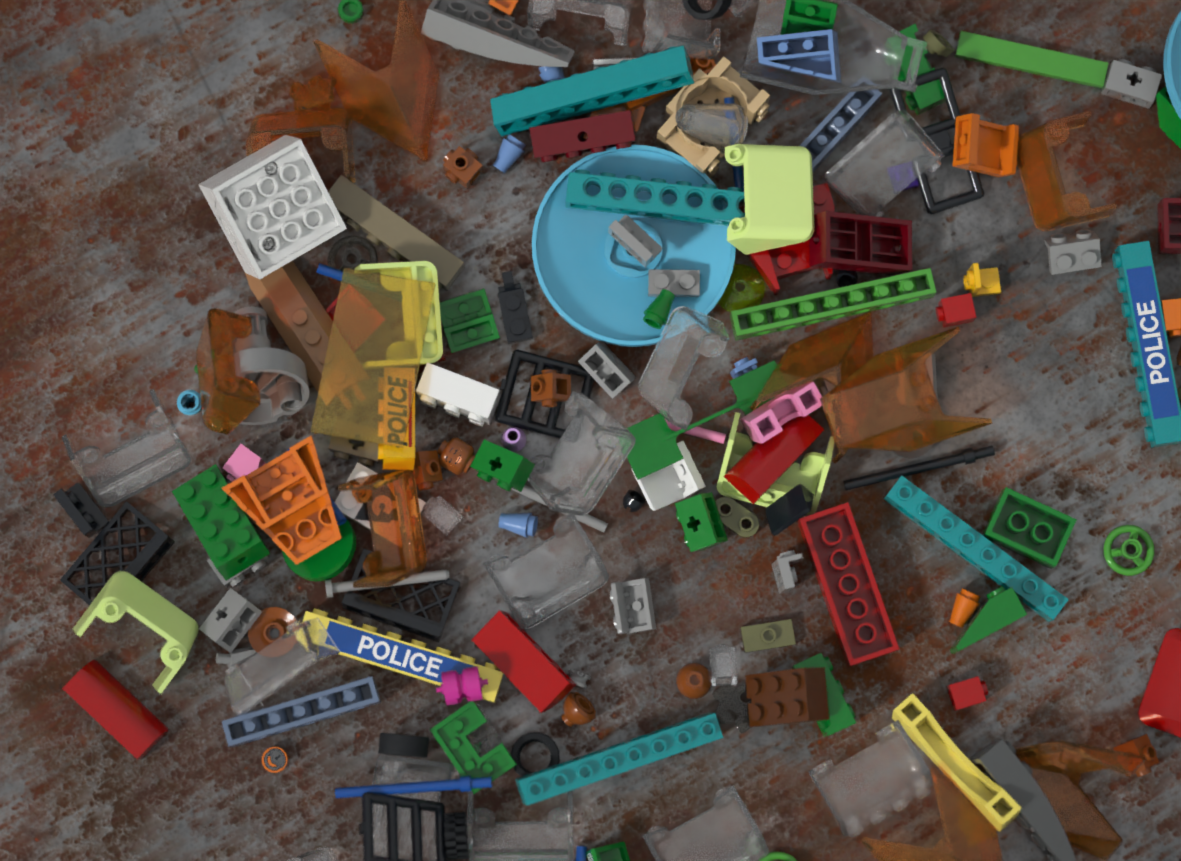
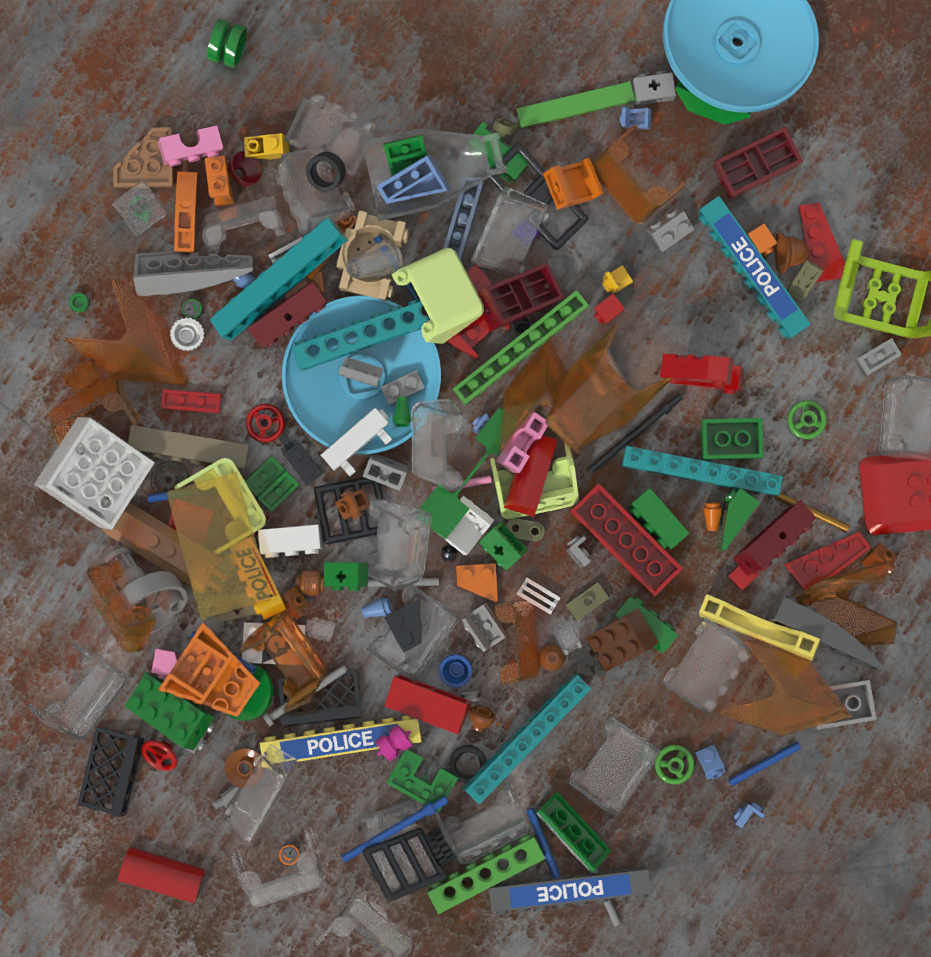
camera: 25 degrees left, 5 degrees up
(81, 509) = (67, 749): black bracket -> none
(129, 594) = (150, 795): yellowish green windscreen -> none
(185, 399) = (101, 638): medium azure cone -> none
(187, 564) = (161, 751): none -> red piece
(230, 620) = (210, 775): light grey brick -> none
(280, 796) = (309, 878): none -> clear windscreen
(301, 712) = (291, 814): sand blue brick -> none
(403, 745) = (373, 802): black tyre -> none
(422, 182) = (191, 401): none -> red tile
(455, 104) = (187, 334): none -> white hat
(464, 175) = (218, 382): dark orange brick -> none
(475, 79) = (192, 308): none -> tile
(493, 239) = (263, 429): none -> red piece
(508, 153) = (241, 351): medium blue cone -> none
(515, 445) = (350, 551): lavender cone -> none
(543, 559) = (406, 625): none -> black wing
(574, 640) = (455, 670): none -> blue hat
(592, 313) = (355, 439): none -> white brick
(653, 548) = (478, 579): none -> orange wing
(662, 669) = (525, 641): none -> clear orange windscreen
(702, 582) = (524, 587): none -> white tile
(750, 296) = (461, 367): clear neon green dish -> none
(789, 508) = (559, 507): black slope -> none
(897, 578) = (658, 519): none -> green brick
(1024, 667) = (775, 539): none -> dark red brick
(1033, 433) = (703, 372): none -> red wedge
(1075, 724) = (827, 560): none -> red wing
(1084, 661) = (818, 514): none -> pearl gold bar
(1100, 107) = (639, 117): none -> medium blue bracket

